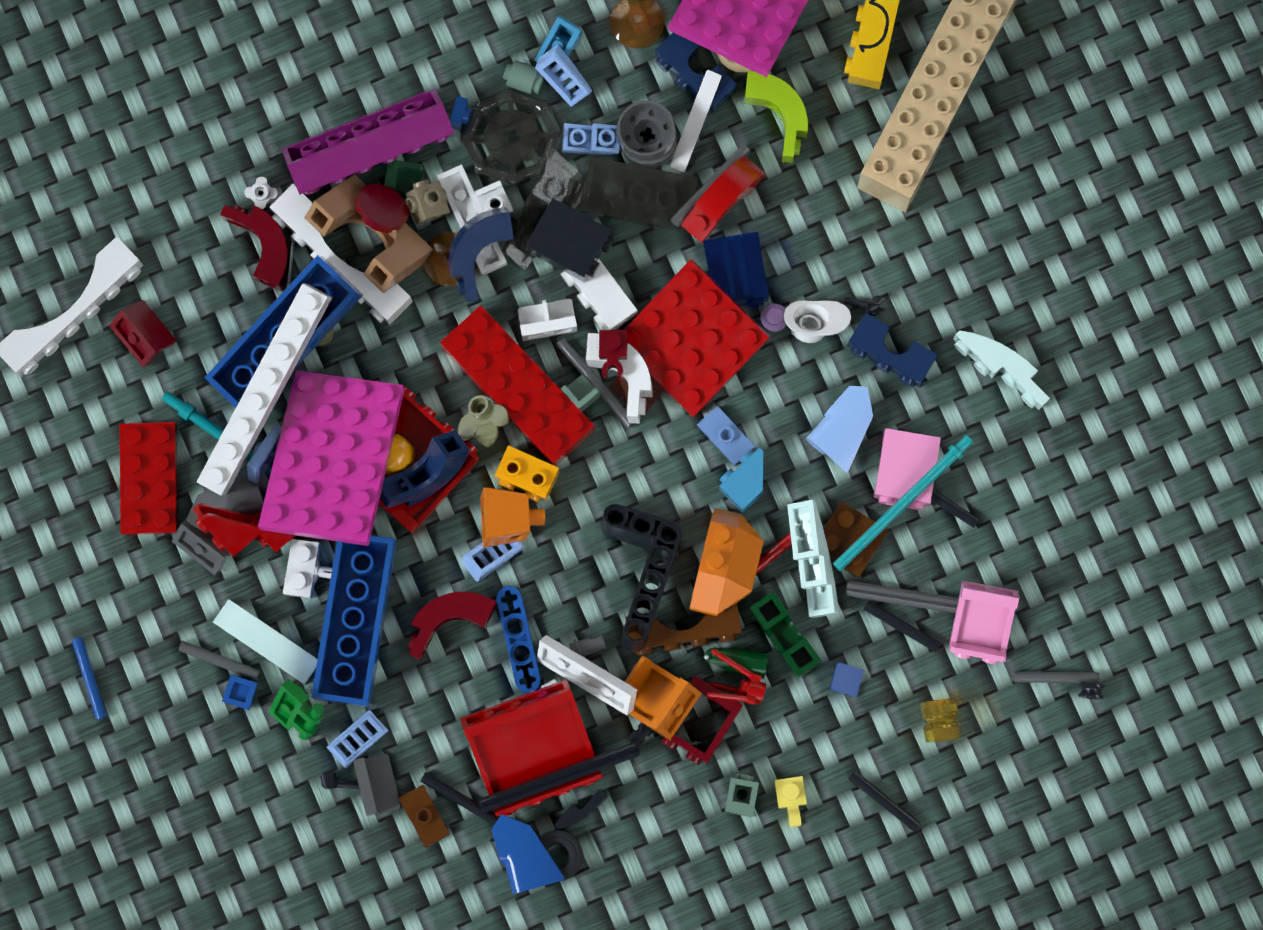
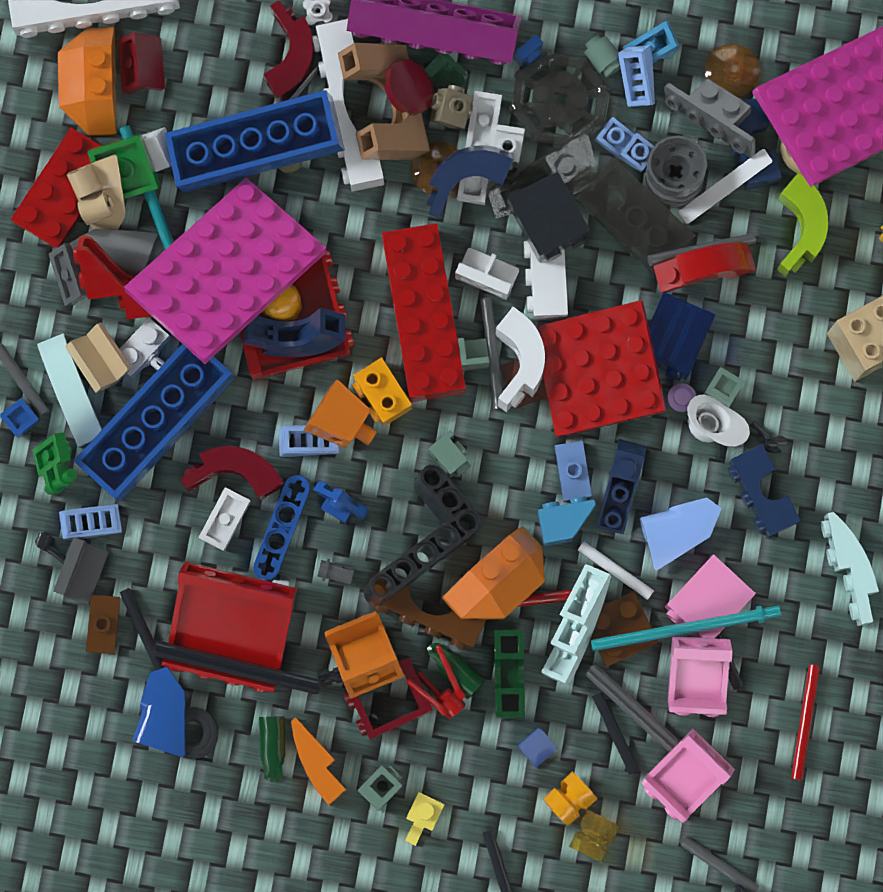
camera: 30 degrees right, 0 degrees up
(109, 375) = (89, 81): none -> orange wedge
(179, 460) = (100, 193): none -> tan panel
(189, 429) = (134, 164): none -> green plate
(203, 398) = (157, 148): none -> white panel
(263, 455) = (170, 231): medium blue plate -> none
(264, 389) = (206, 174): white brick -> none
(273, 599) = (99, 358): none -> tan panel
(466, 663) = (224, 519): none -> white plate
(483, 424) = (373, 324): olive plate -> none
(553, 587) = (339, 503): none -> blue plate
(574, 815) = (229, 708): black slope -> none
(586, 675) = (317, 596): white plate -> none
(613, 347) = (524, 333): dark red plate -> none
(617, 489) = (450, 455): none -> sand green brick
(630, 822) = (272, 746): none -> dark green piece
(647, 64) = (716, 112): none -> dark grey bracket
(674, 811) = (315, 762): none -> orange slope
(773, 422) = (621, 486): none -> dark blue slope
(804, 286) = (724, 387): none -> sand green tile
(814, 494) = (615, 570): none -> white bar
(901, 703) = (570, 798): none -> light orange wheel
(939, 534) = (699, 676): none -> bright pink panel
(1048, 515) = (805, 722): none -> red bar

